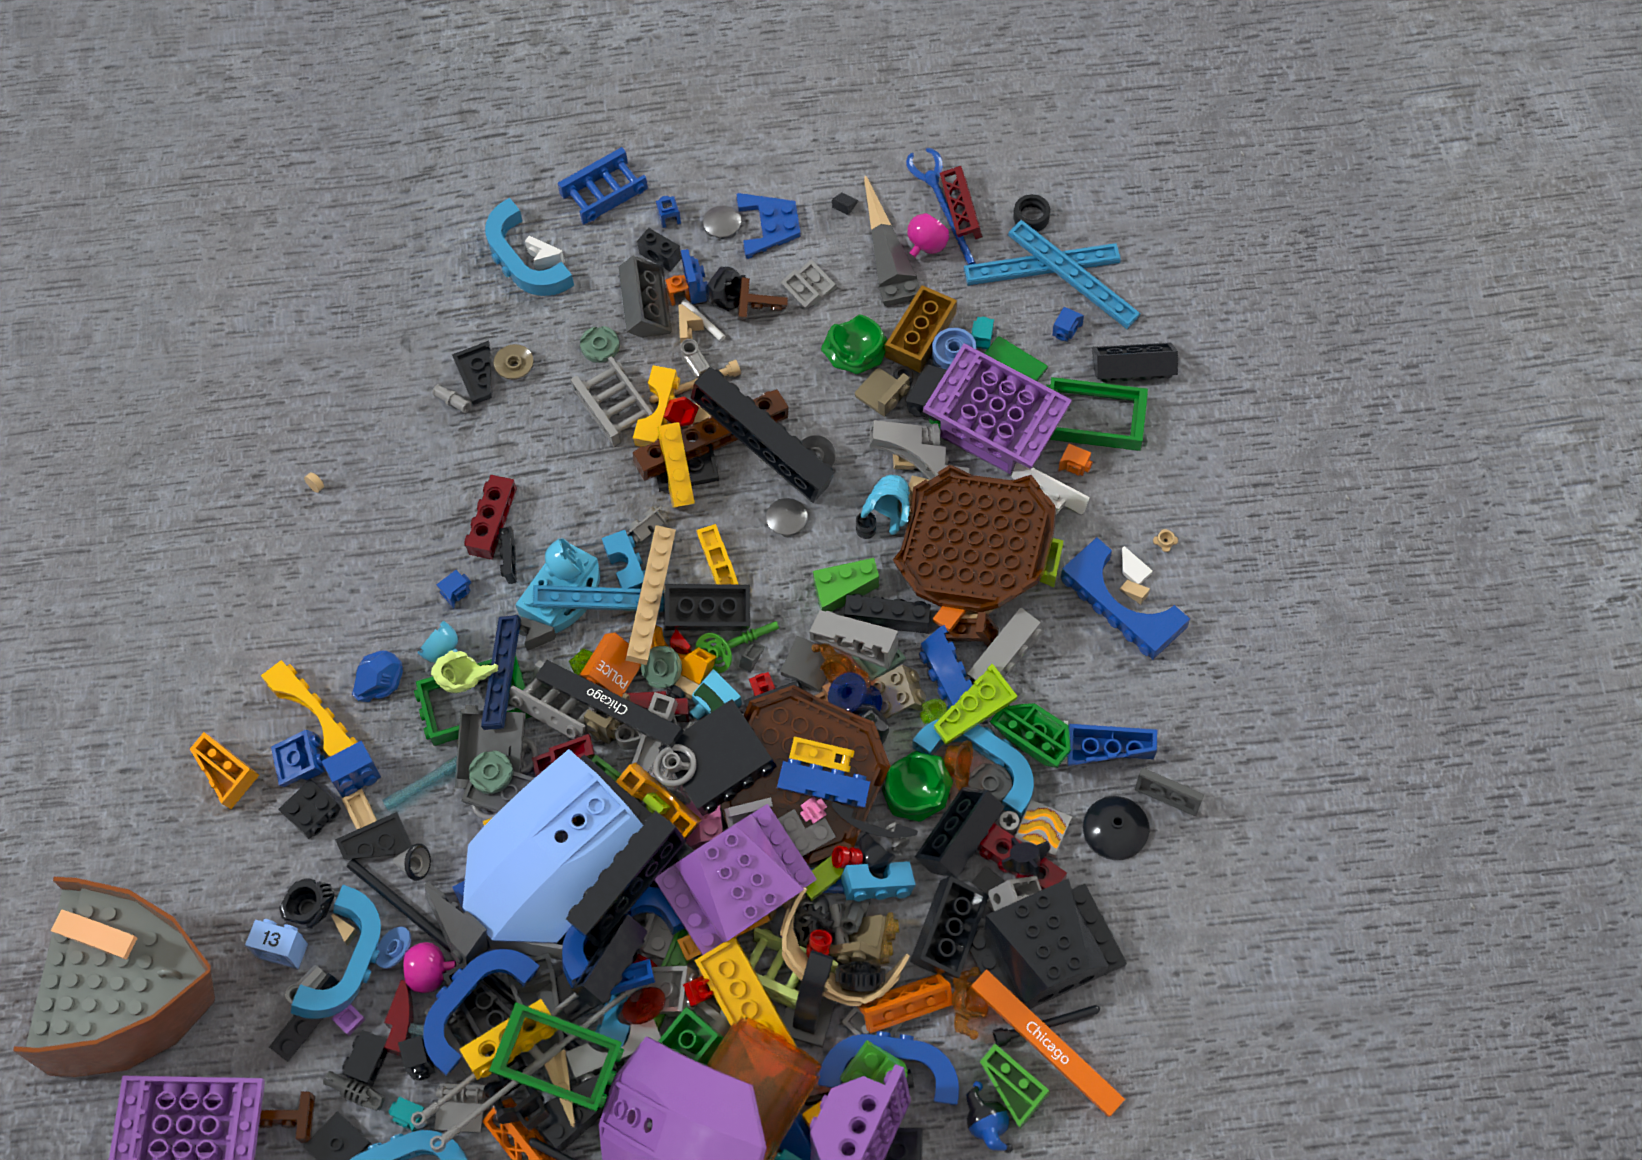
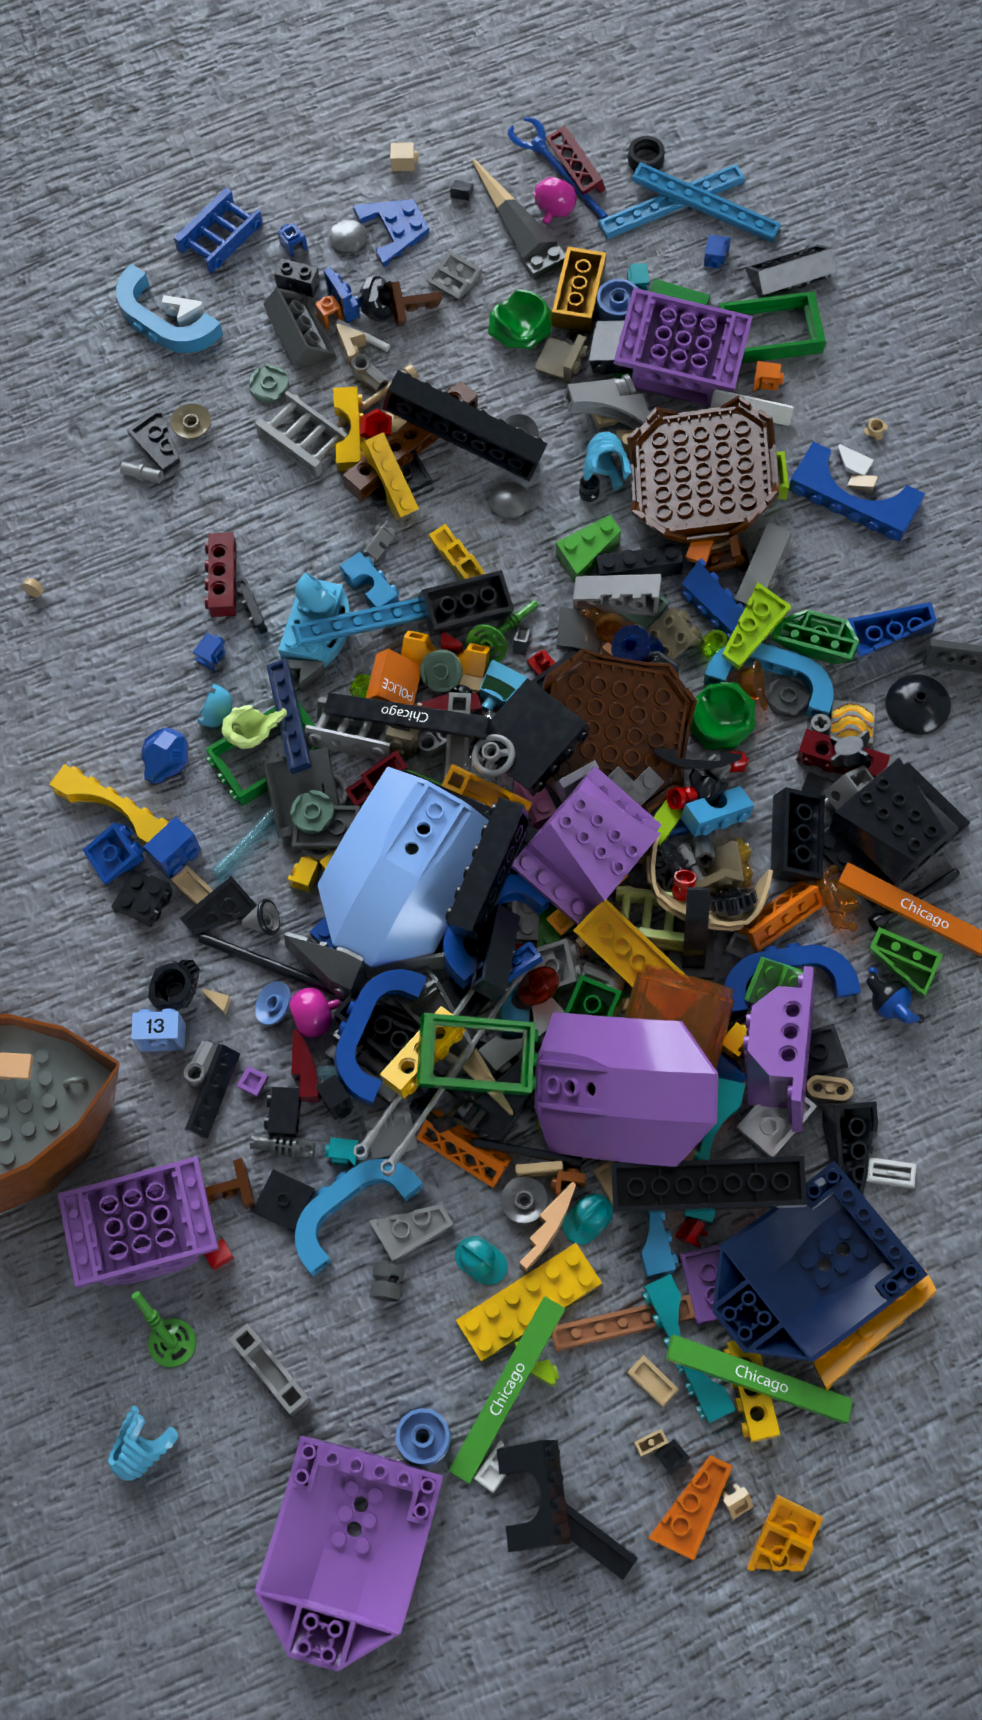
camera: 15 degrees left, 5 degrees up
(223, 769) = (46, 883): light orange wedge -> none
(329, 1002) = (229, 977): dark azure arch -> none
(466, 829) = (304, 874): none -> yellow brick
(650, 595) = (408, 606): tan plate -> none
(655, 803) = (486, 797): lime plate -> none
(697, 990) = (584, 957): red tile -> none
(799, 158) = (403, 156): none -> tan brick
(813, 810) = (637, 761): bright pink gear -> none
(820, 754) = (628, 707): yellow plate -> none
(823, 784) = (640, 734): blue wedge -> none
(919, 839) = (740, 765): none -> red piece
(959, 832) = (778, 745): black brick -> none

